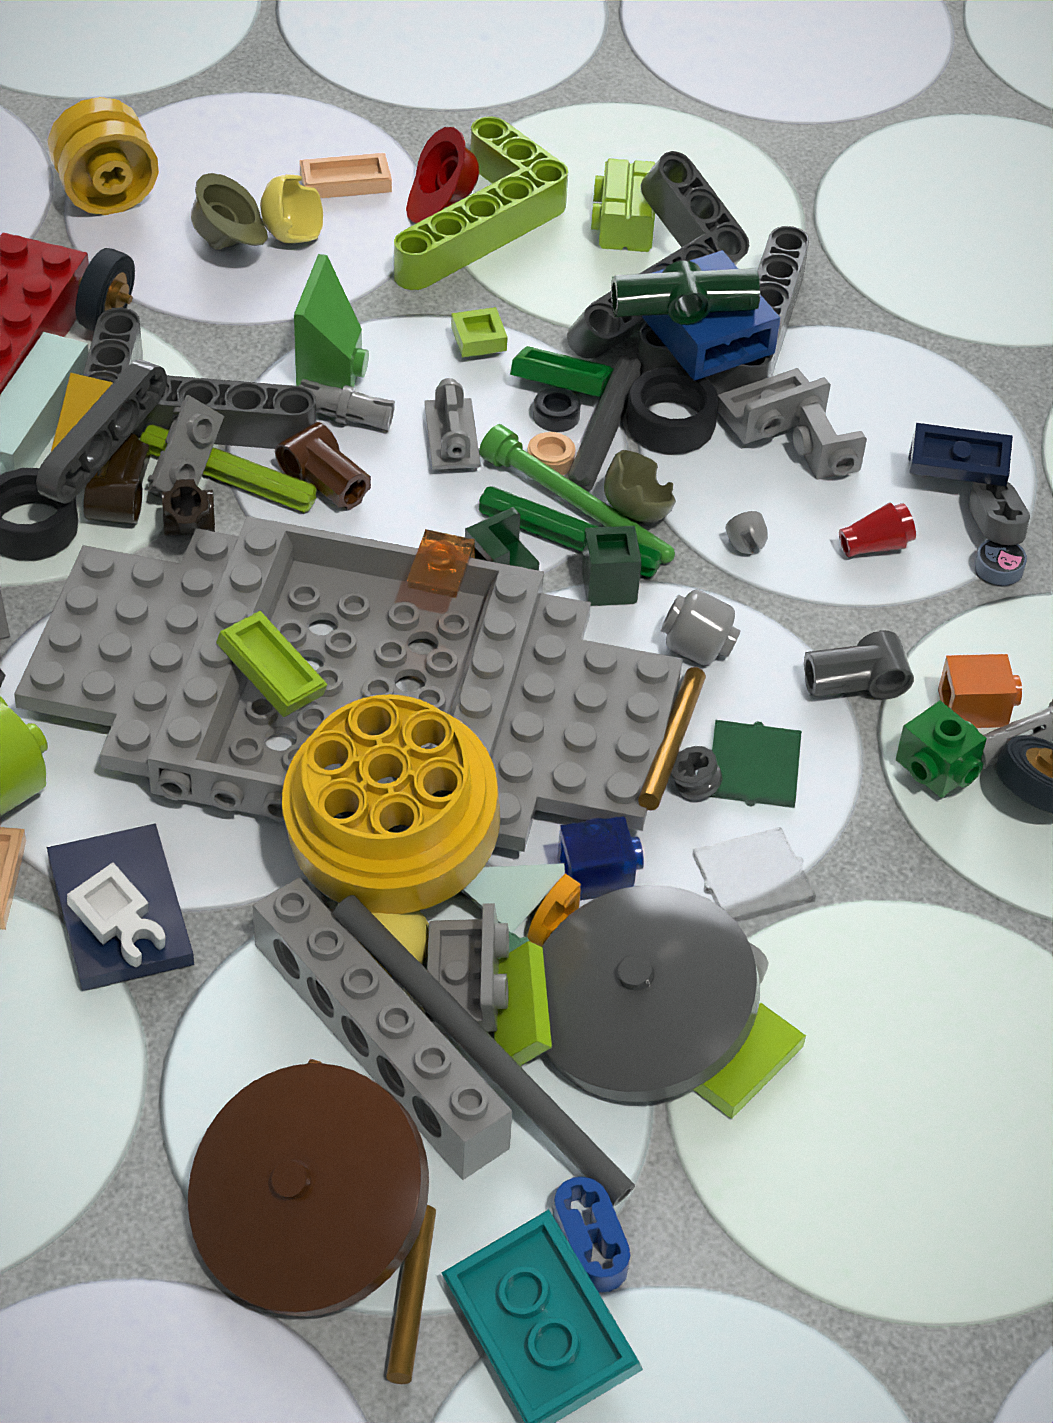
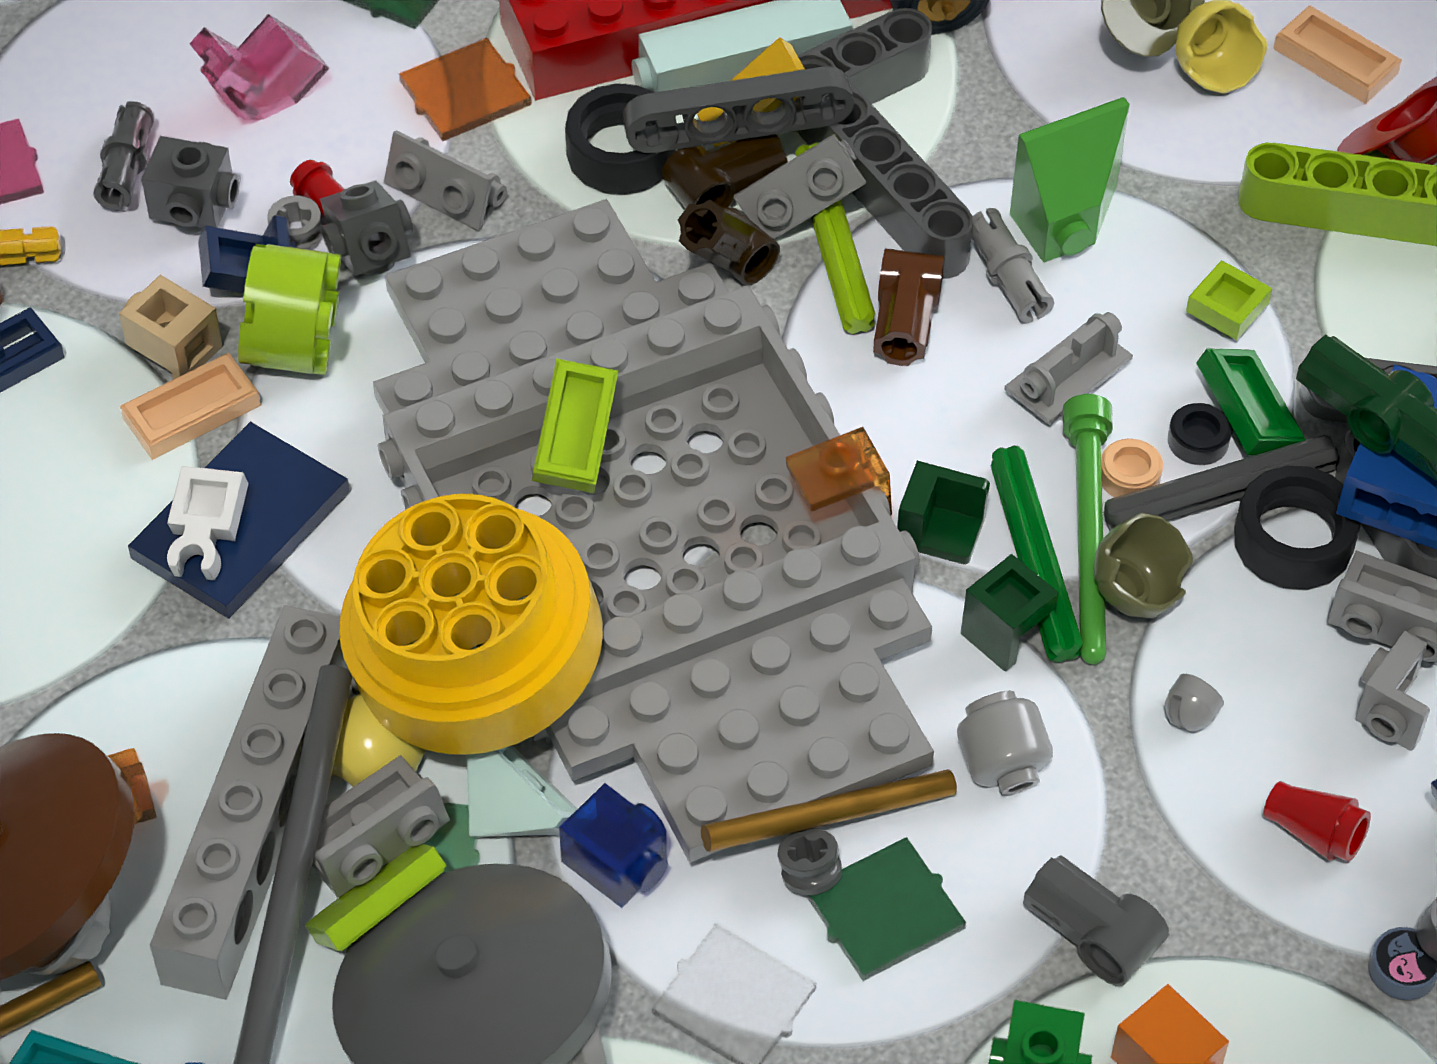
camera: 55 degrees right, 5 degrees up
(555, 908) = (520, 846): light orange tile -> none

